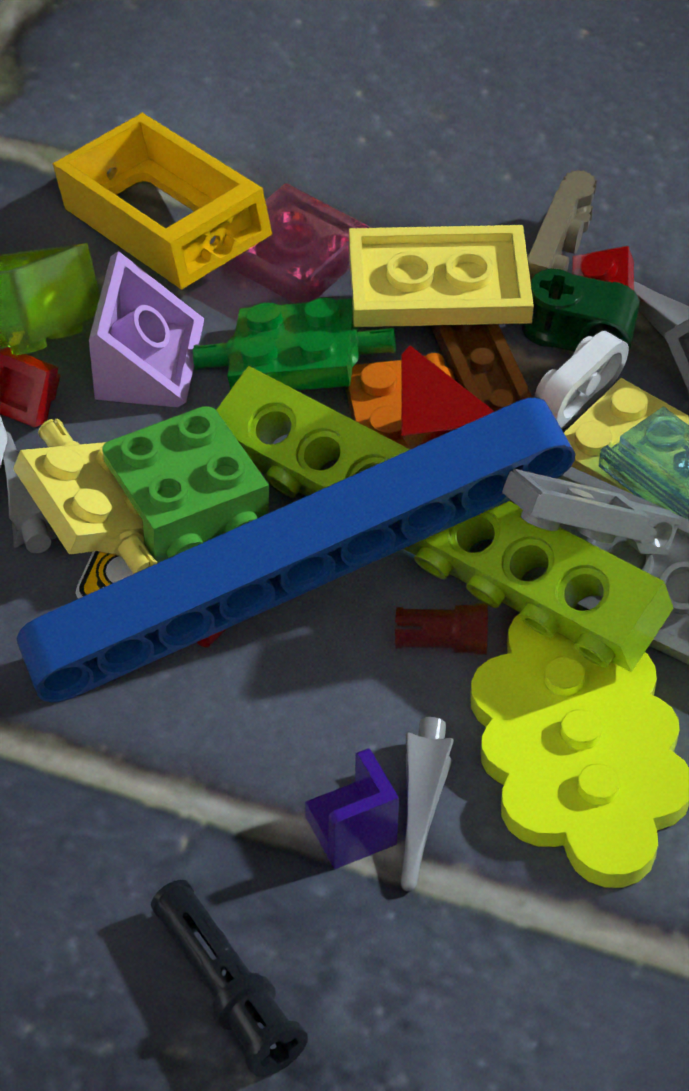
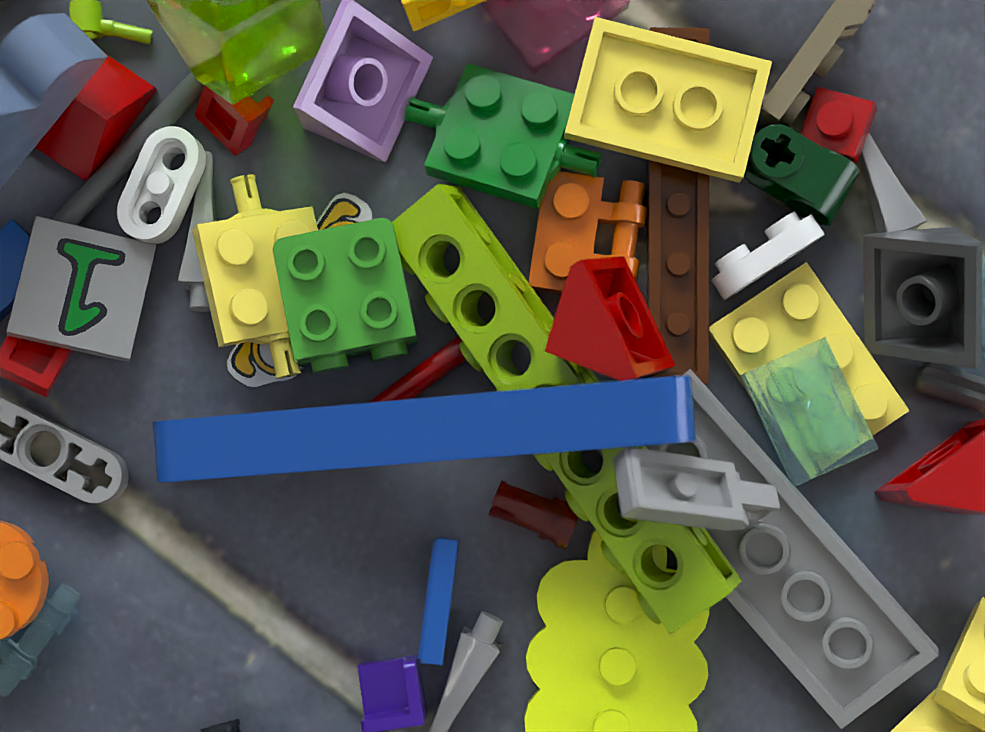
camera: 20 degrees right, 35 degrees up
(371, 708) = (438, 600): none -> blue tile

